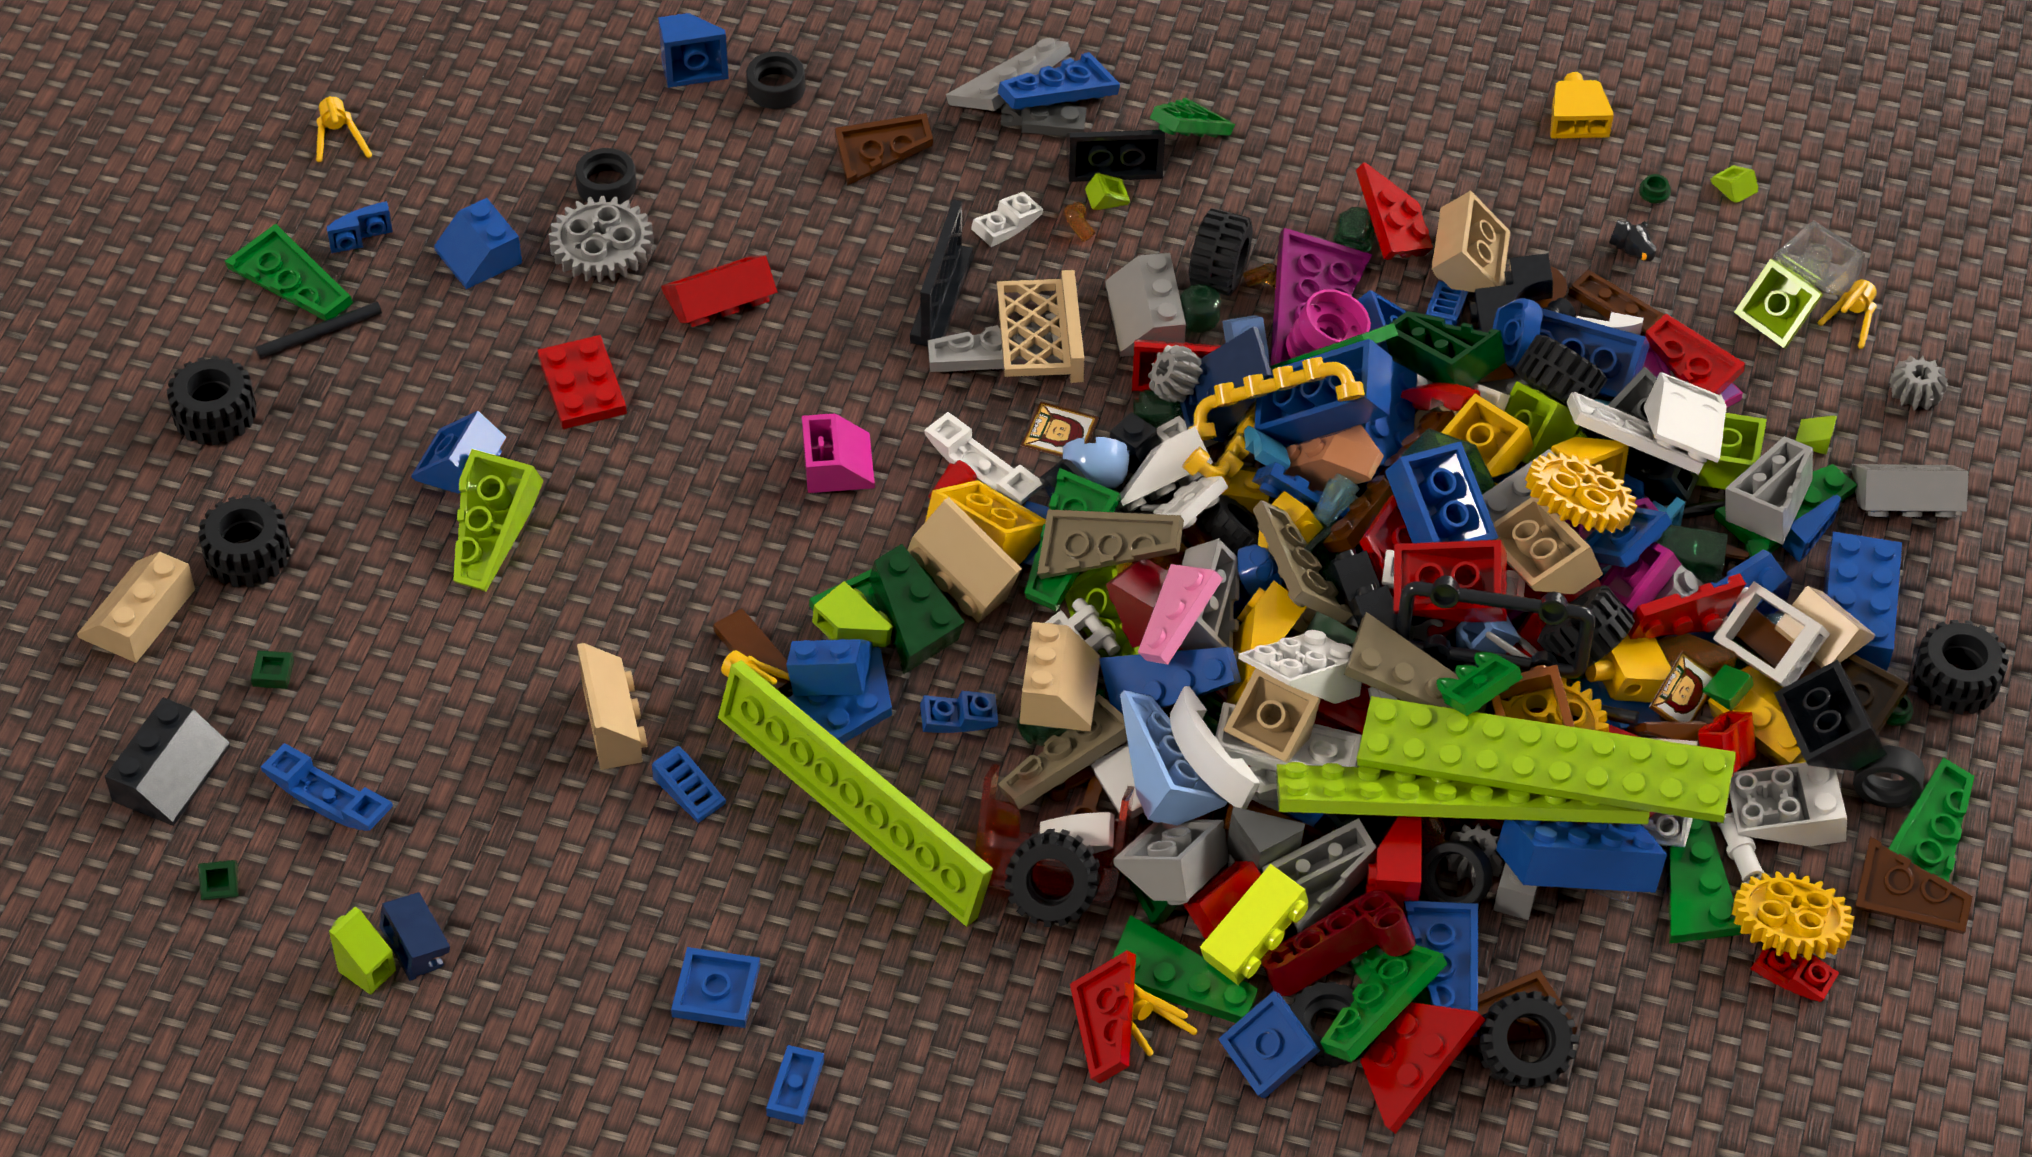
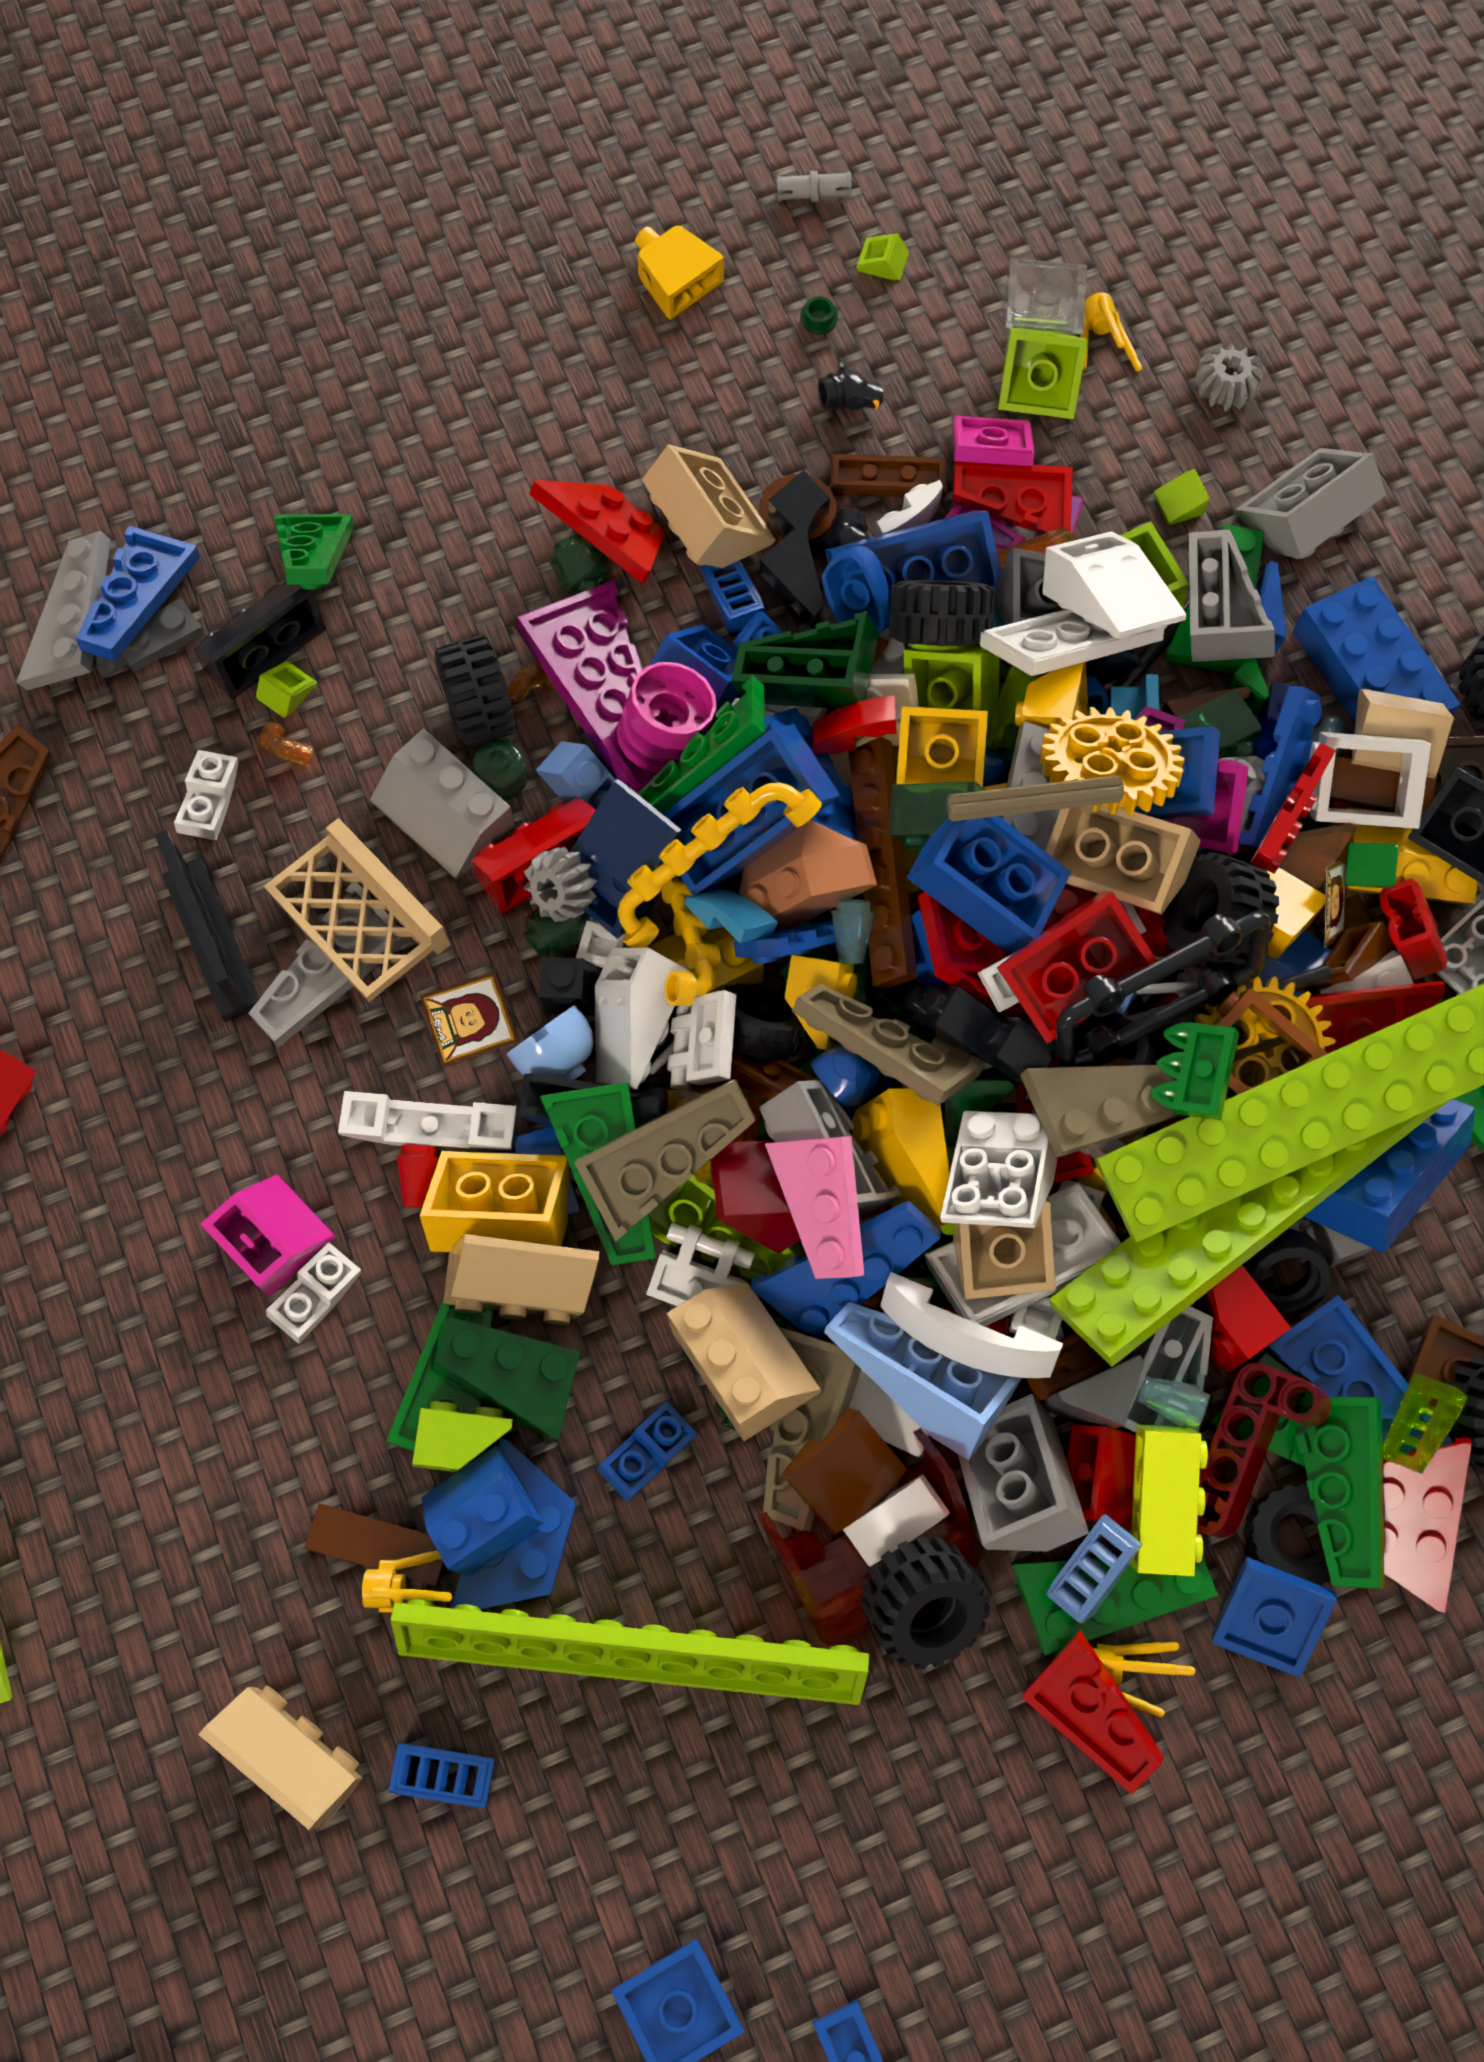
camera: 40 degrees left, 20 degrees up
(843, 506) = (314, 1293): none -> white slope
(1066, 780) = (844, 1471): none -> reddish brown slope
(1162, 936) = (1075, 1592): none -> medium blue slope
(1308, 871) = (1174, 1400): none -> clear light blue cone
(1466, 988) = (1415, 1402): none -> clear neon green slope
(1498, 463) = (1034, 798): none -> dark tan axle
(1706, 321) = (993, 441): none -> dark pink tile
(1722, 115) = (814, 186): none -> light grey pin

